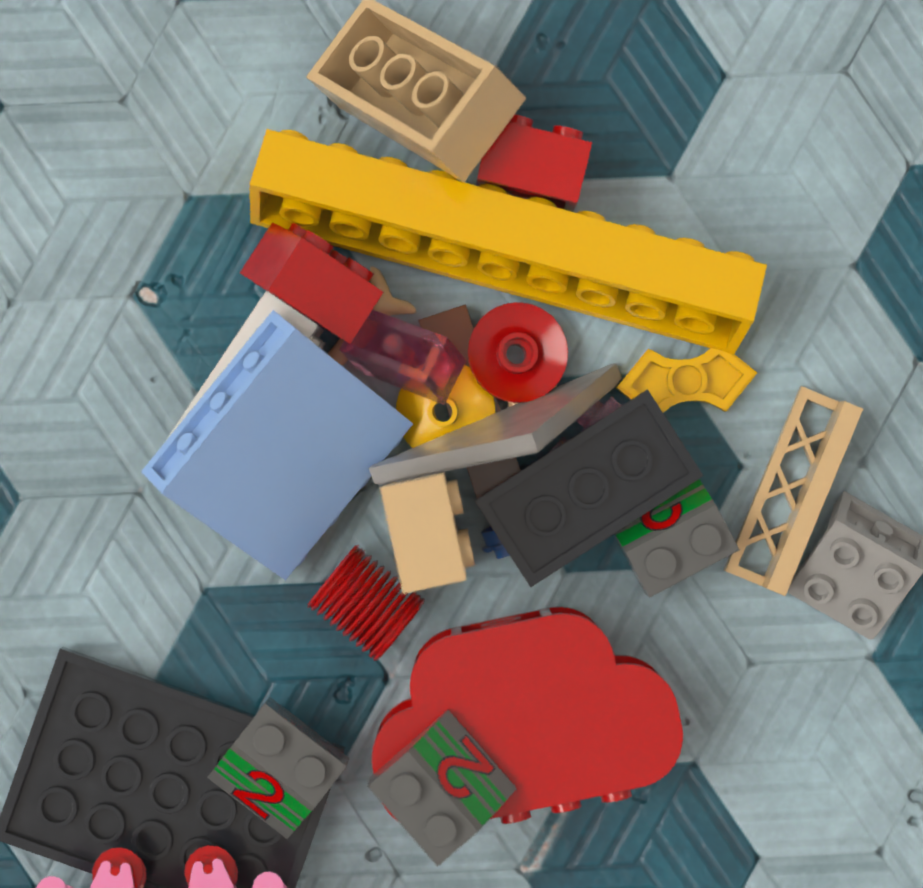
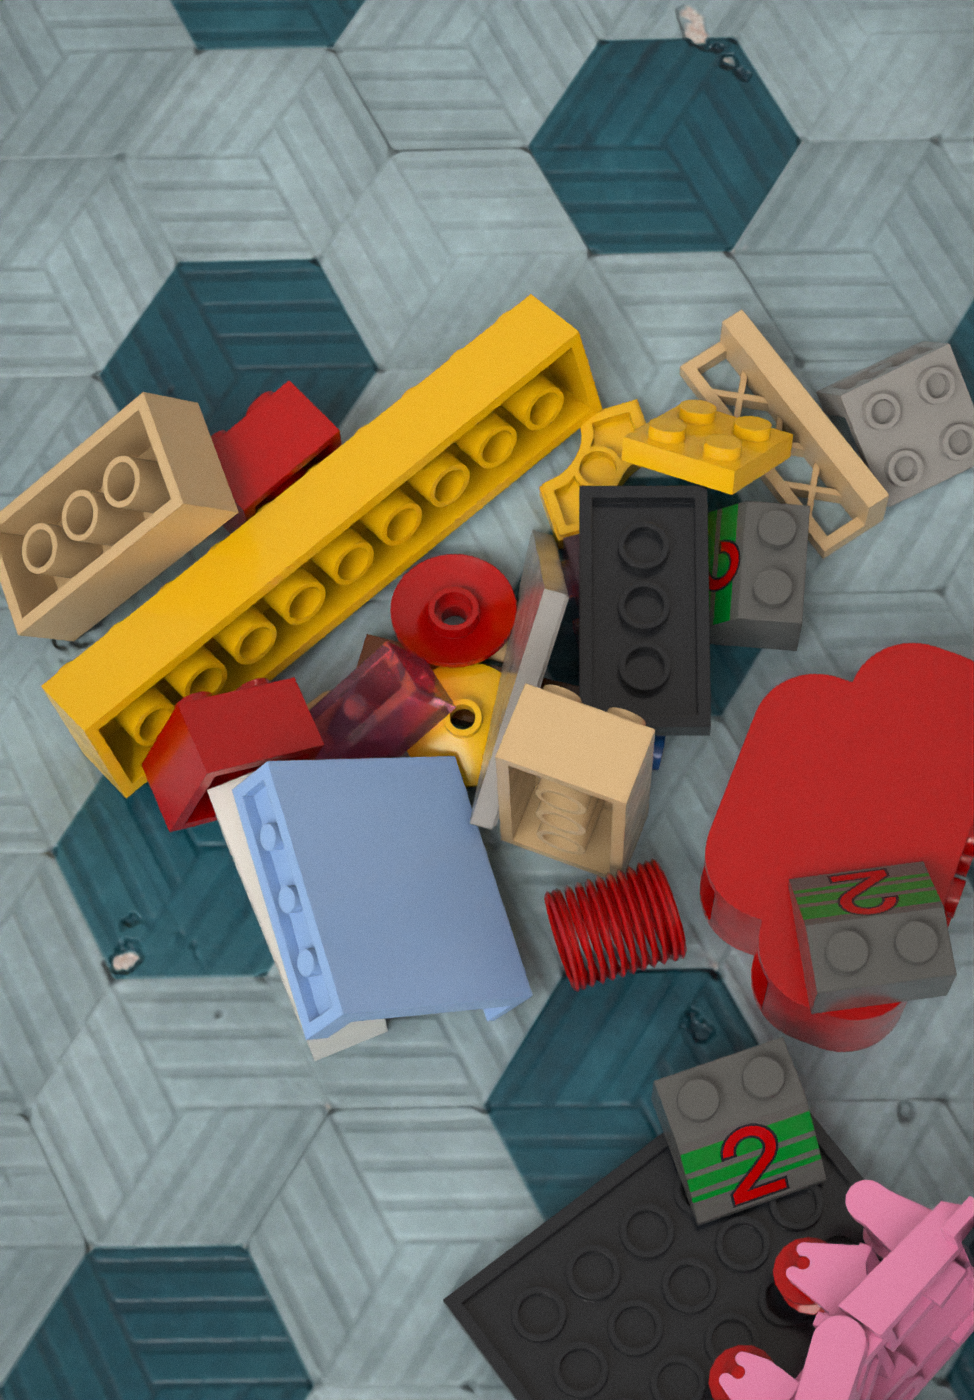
camera: 55 degrees left, 20 degrees down
(740, 451) = (708, 446): none -> yellow plate

